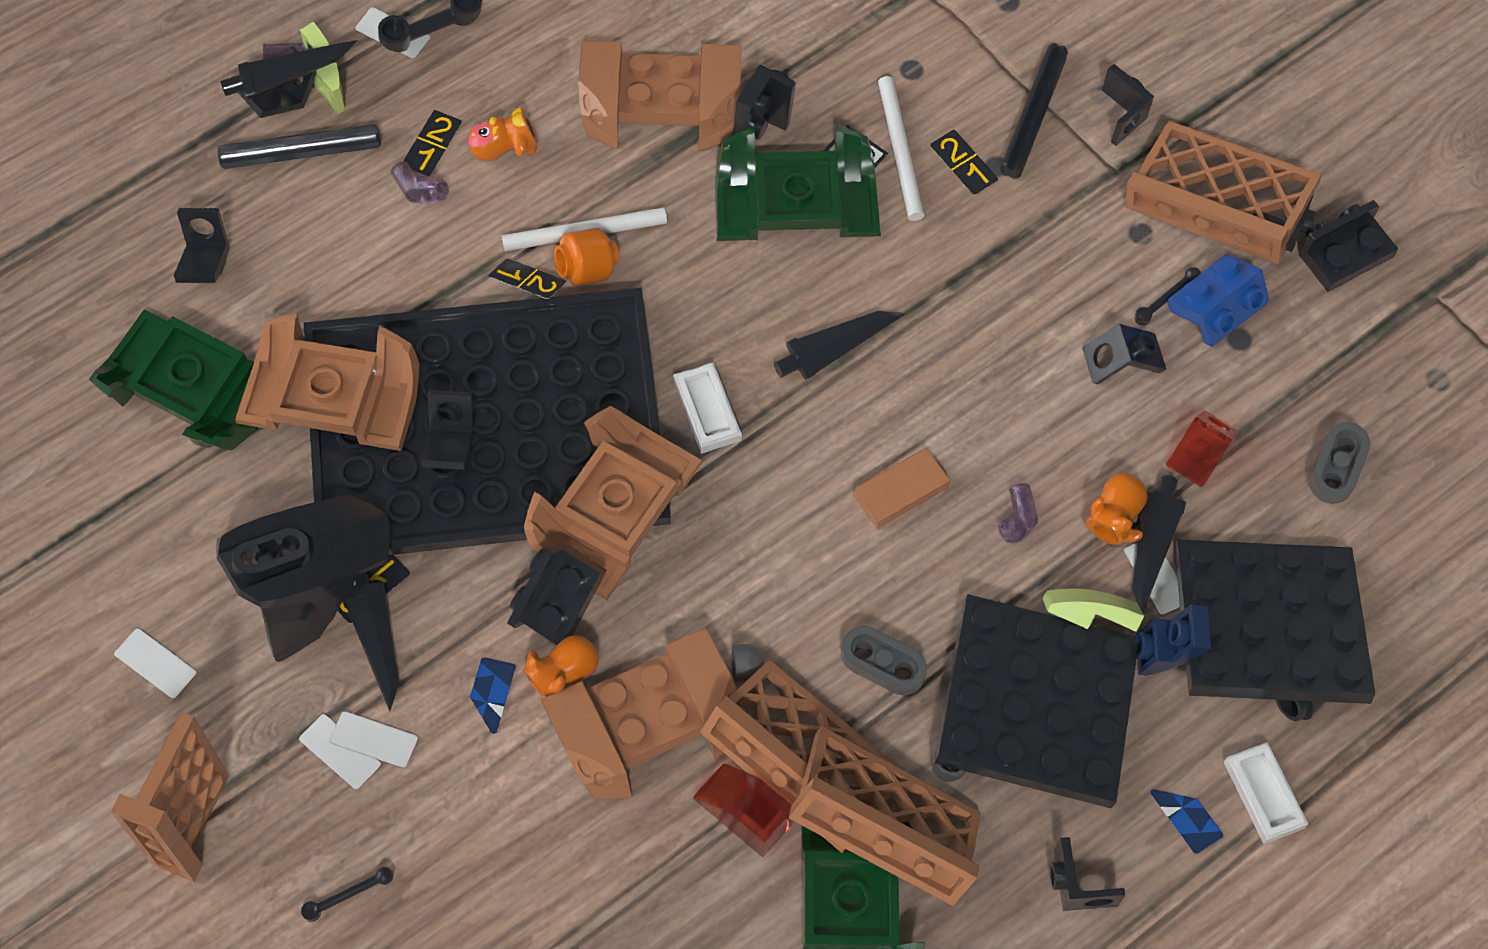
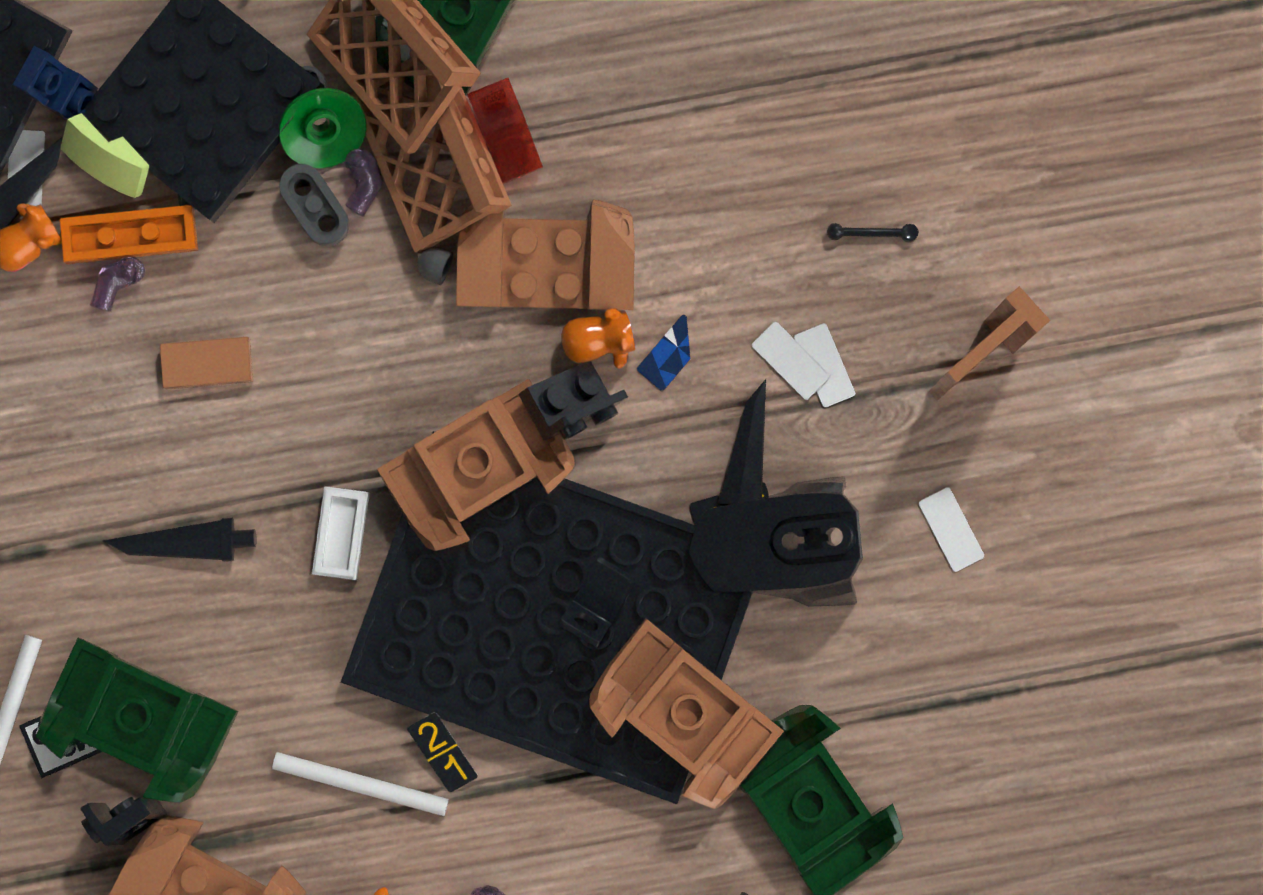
camera: 150 degrees left, 20 degrees up
(586, 256) = (375, 744): orange head -> none
(850, 707) = (367, 180): none -> clear purple arm
(913, 725) = (324, 143): none -> green dish
(1032, 556) = (128, 234): none -> orange plate

